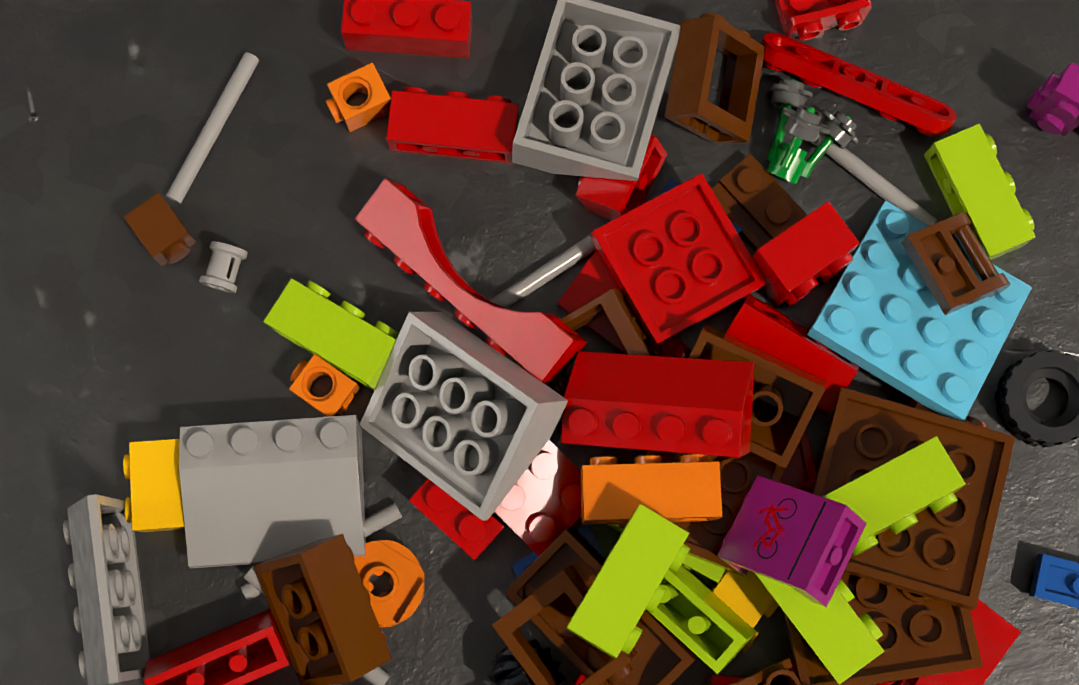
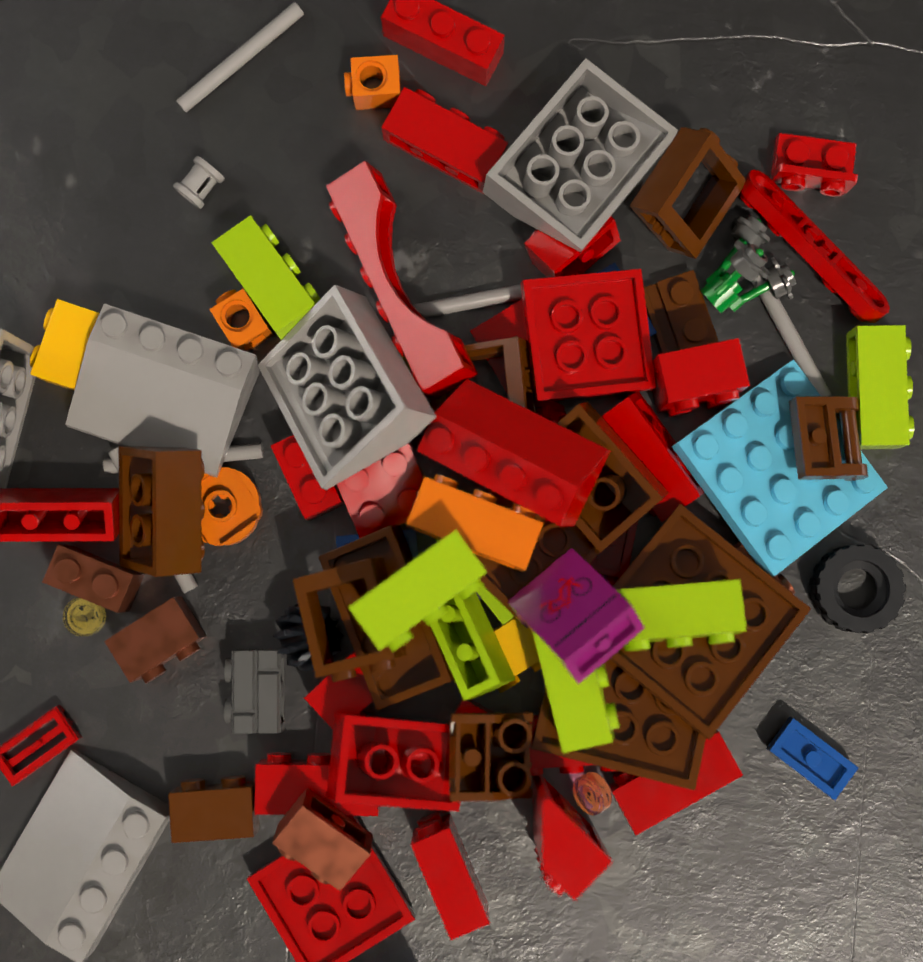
camera: 25 degrees right, 5 degrees up
(160, 230) = (158, 128): reddish brown brick -> none

